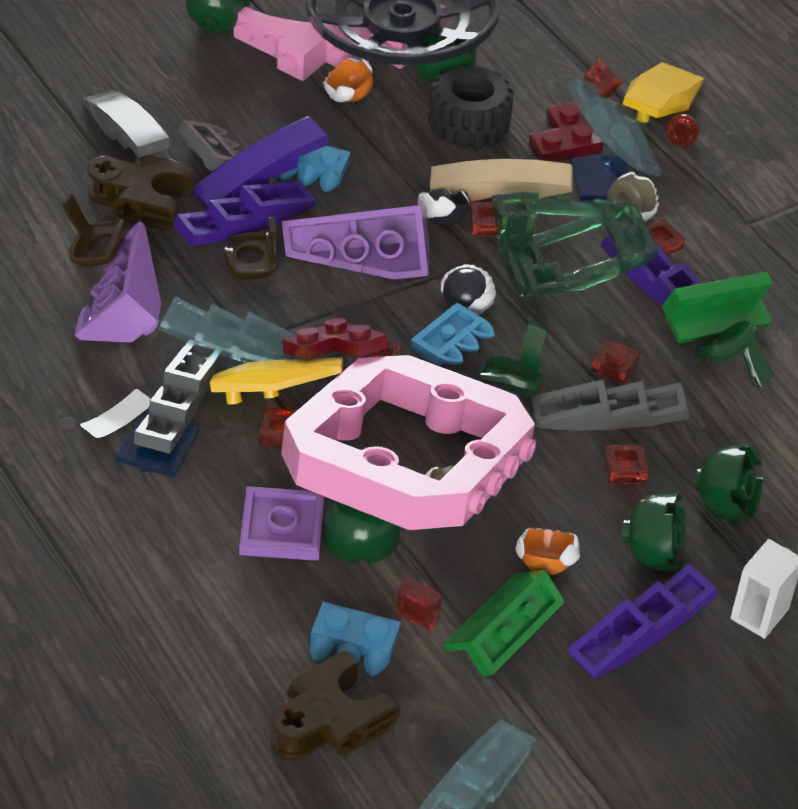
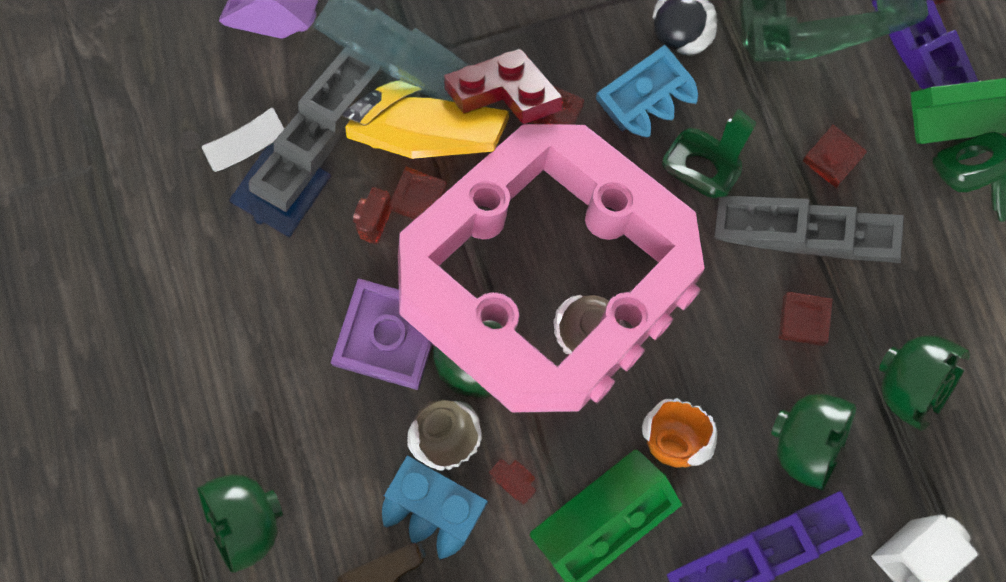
camera: 20 degrees right, 30 degrees up
(188, 659) = (240, 518): none -> dark green cylinder
(225, 368) = (377, 100): none -> sticker
(246, 444) = (372, 215): none -> clear red plate
(352, 578) = (444, 434): none -> dark tan hair

